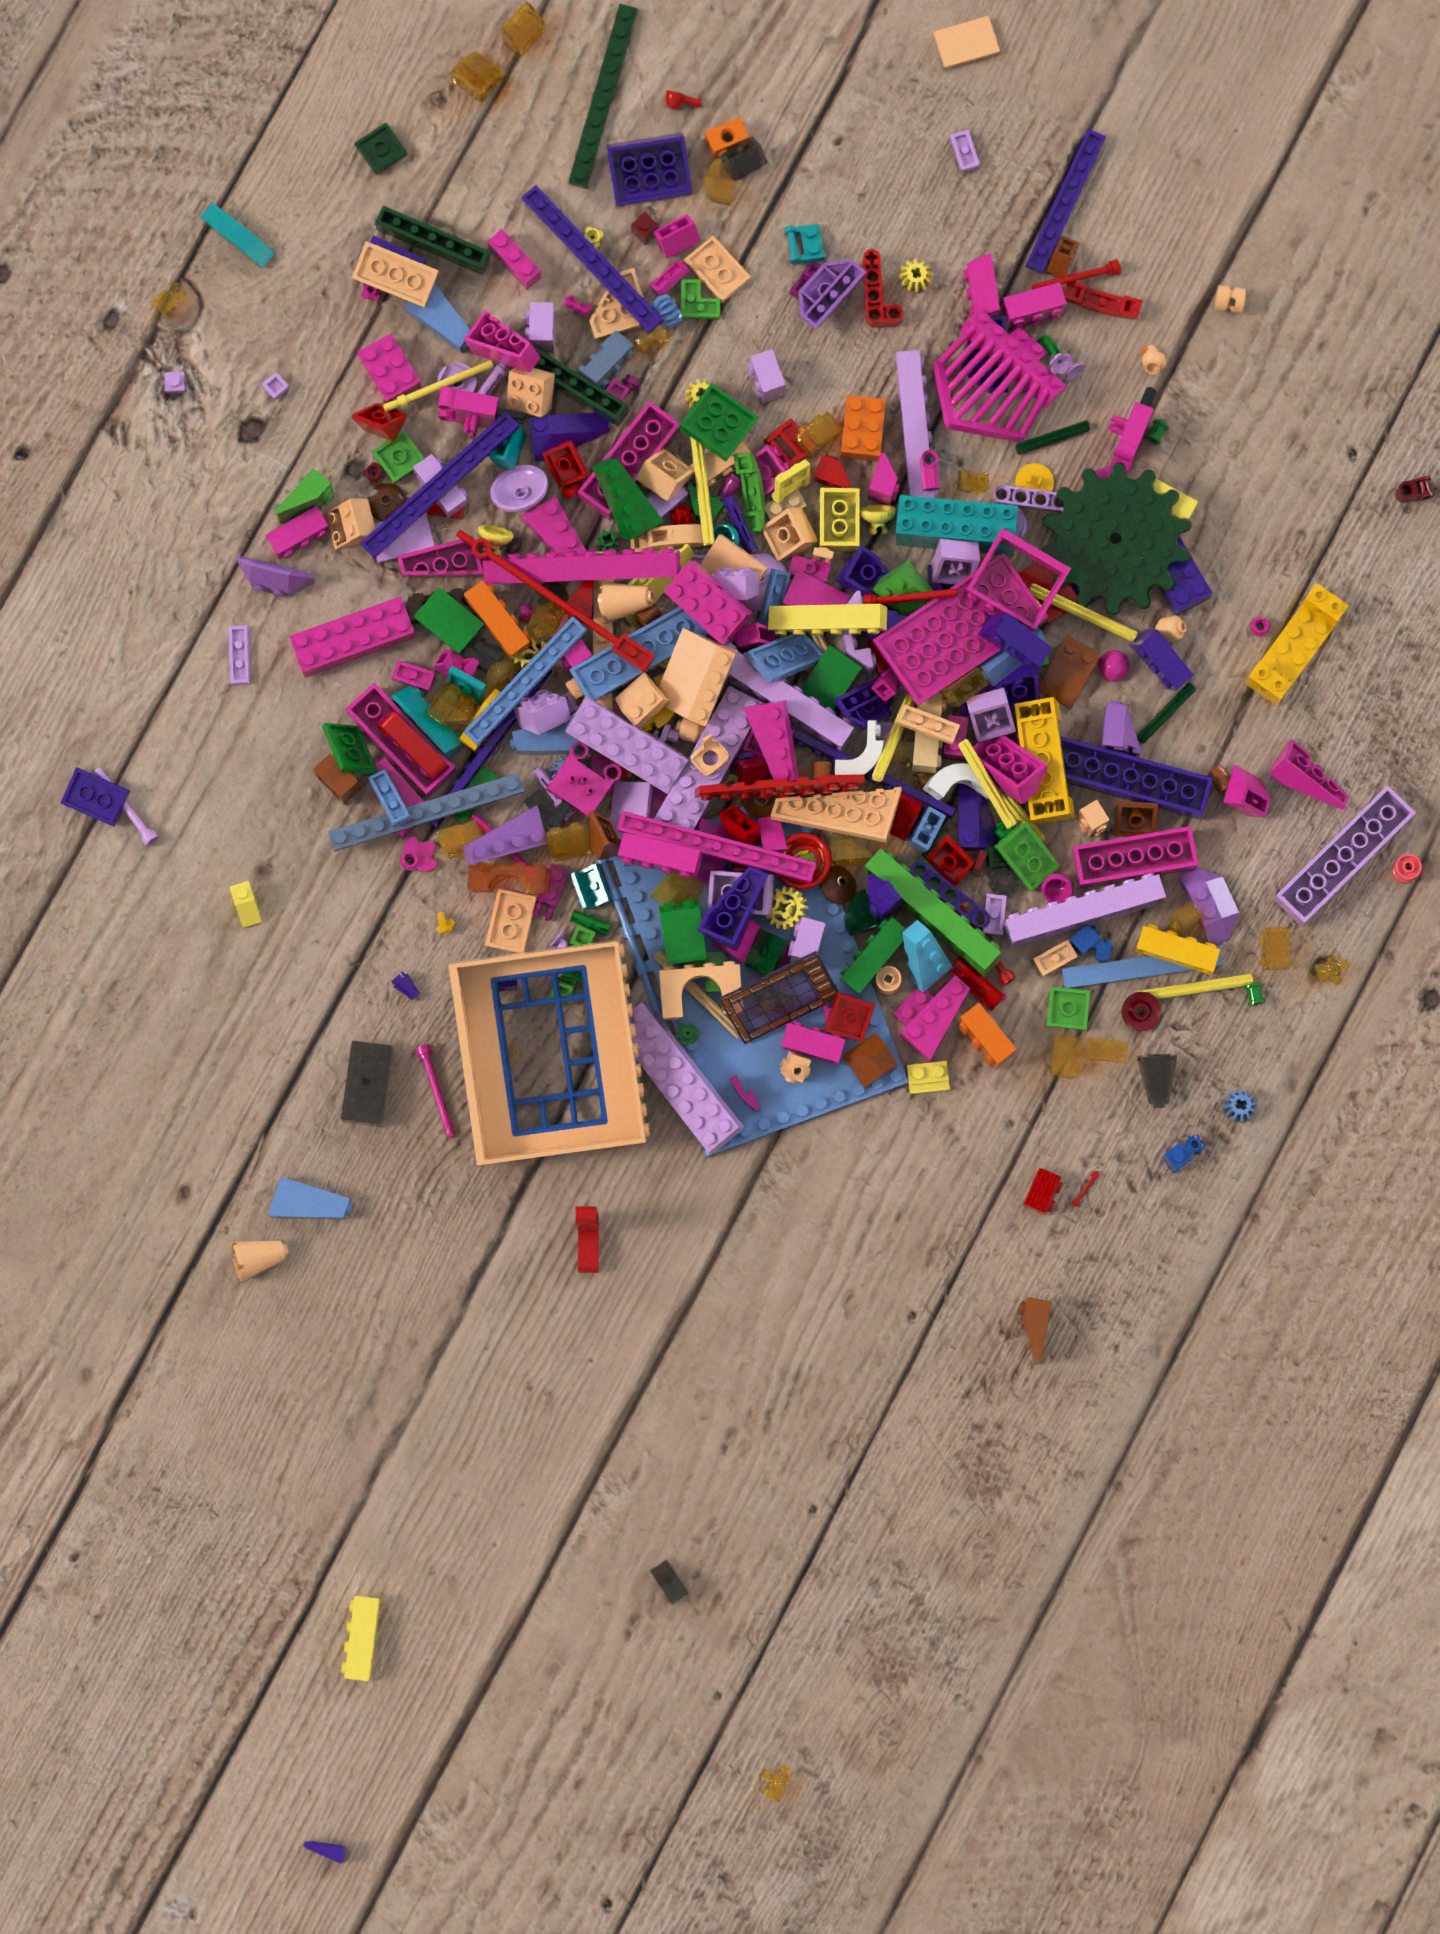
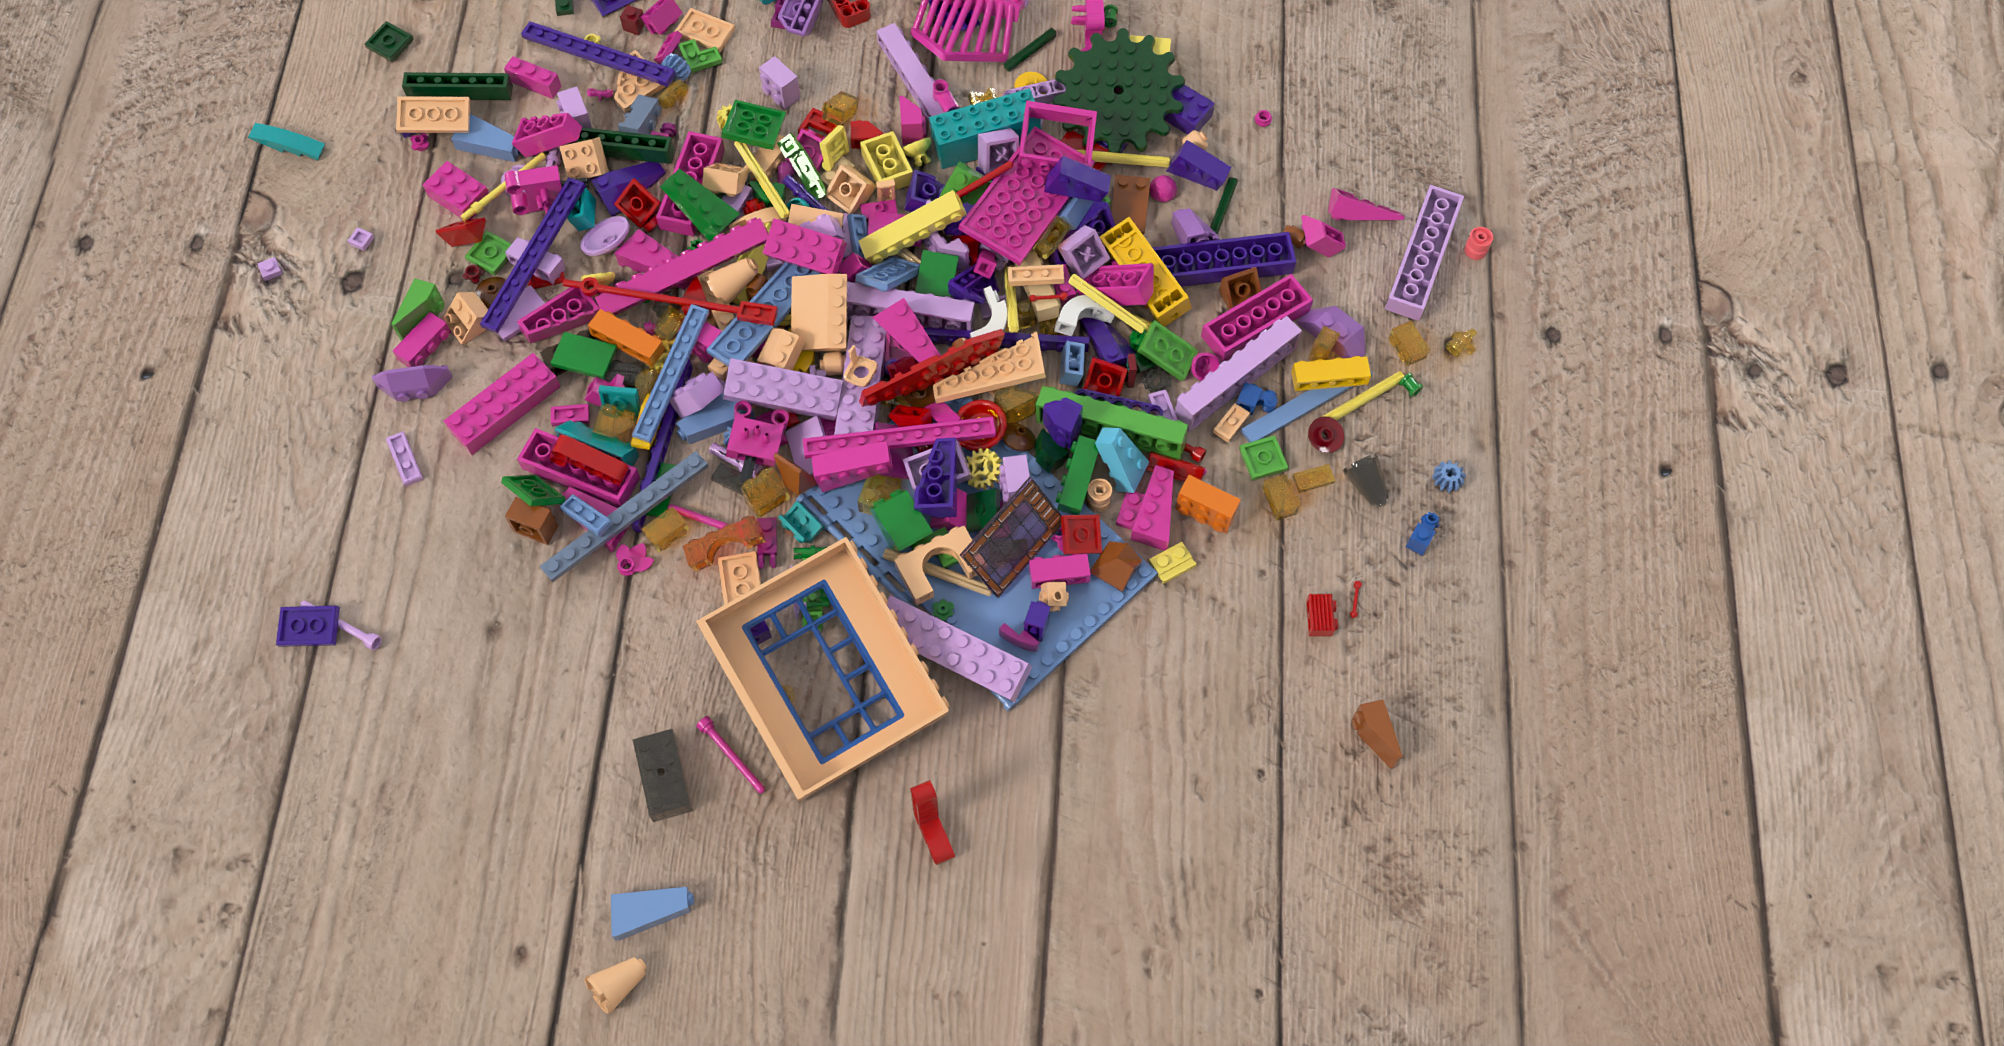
camera: 25 degrees left, 15 degrees down
(166, 302) = (242, 210): clear yellow plate -> none
(246, 904) = (486, 662): light yellow slope -> none
(405, 985) = (664, 673): dark purple cone -> none
(444, 925) = (682, 608): yellow plate -> none
(513, 836) = (711, 507): medium lavender wedge -> none
(768, 1085) = (1037, 619): none -> dark purple brick
(863, 428) = (875, 94): orange brick -> none
(905, 816) = (1051, 358): red brick -> none
(945, 759) = (1063, 296): none -> red hinge
(1092, 819) = (1207, 301): light nougat brick -> none
(1296, 644) = (1299, 117): yellow plate -> none

